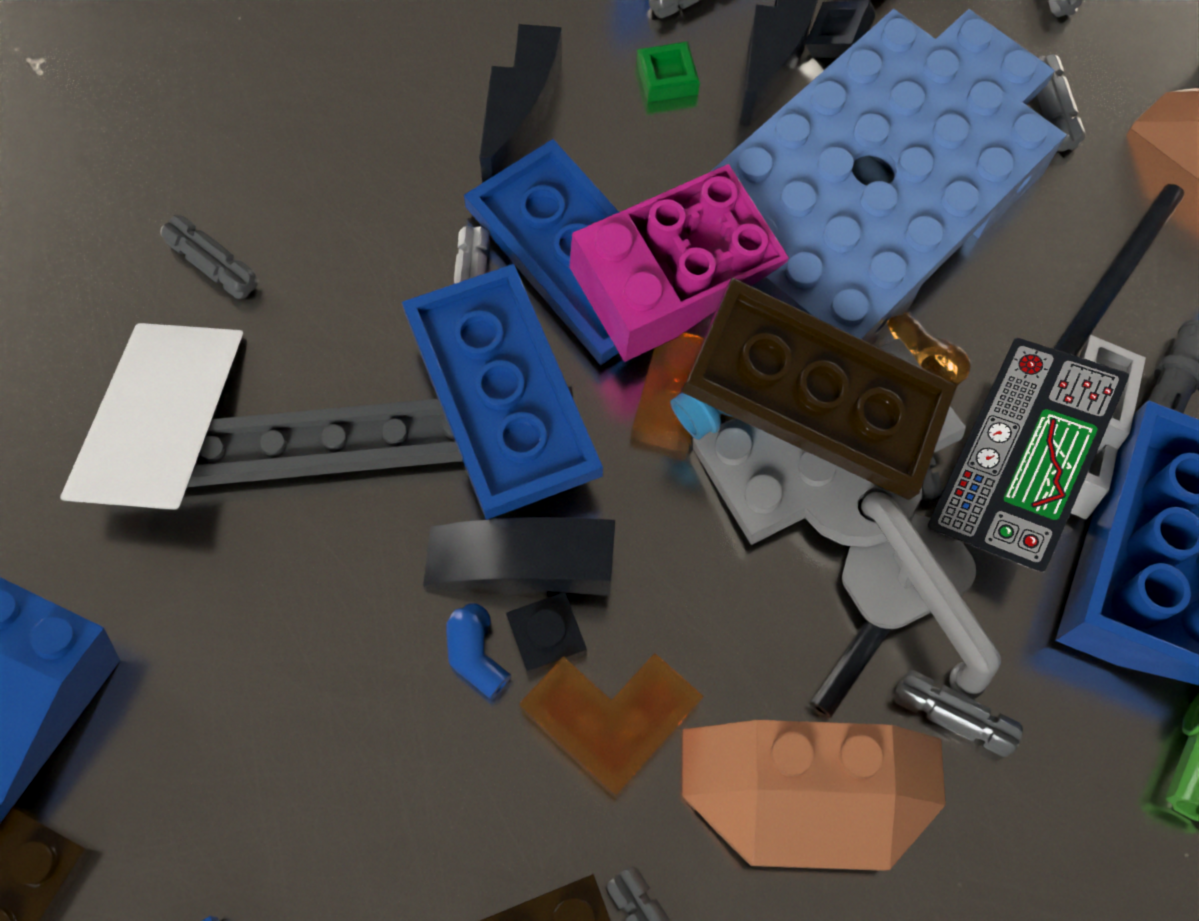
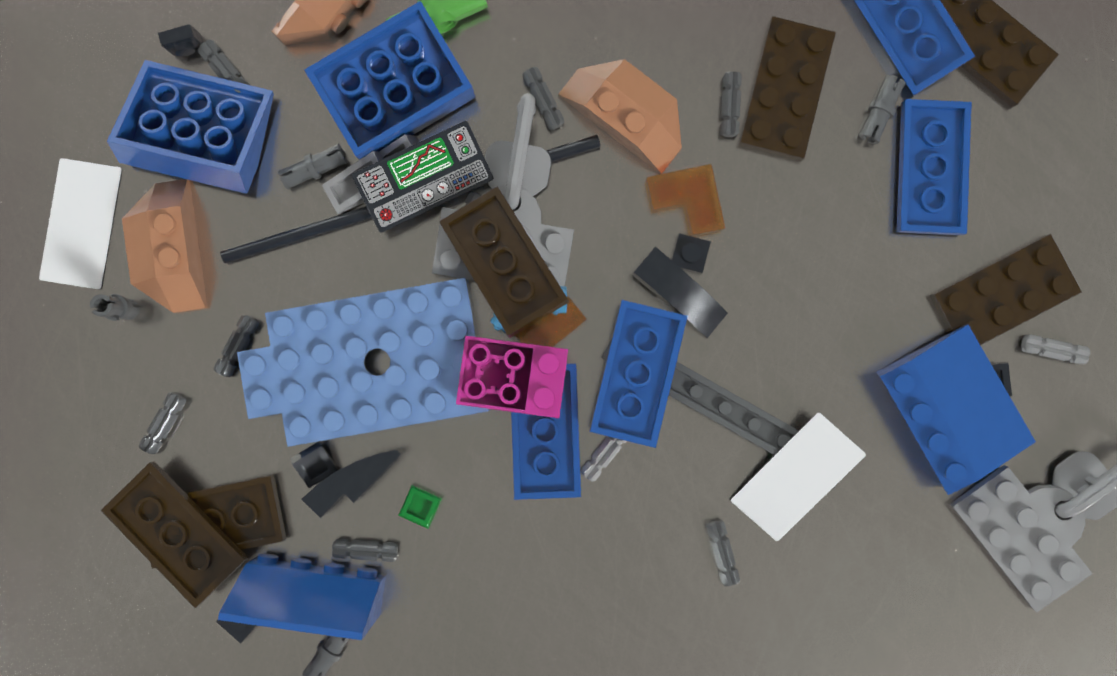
camera: 140 degrees left, 20 degrees up
(466, 650) = (729, 269): blue arm -> none
(520, 98) = (513, 536): black slope -> none
(932, 353) = (422, 256): clear orange animal -> none

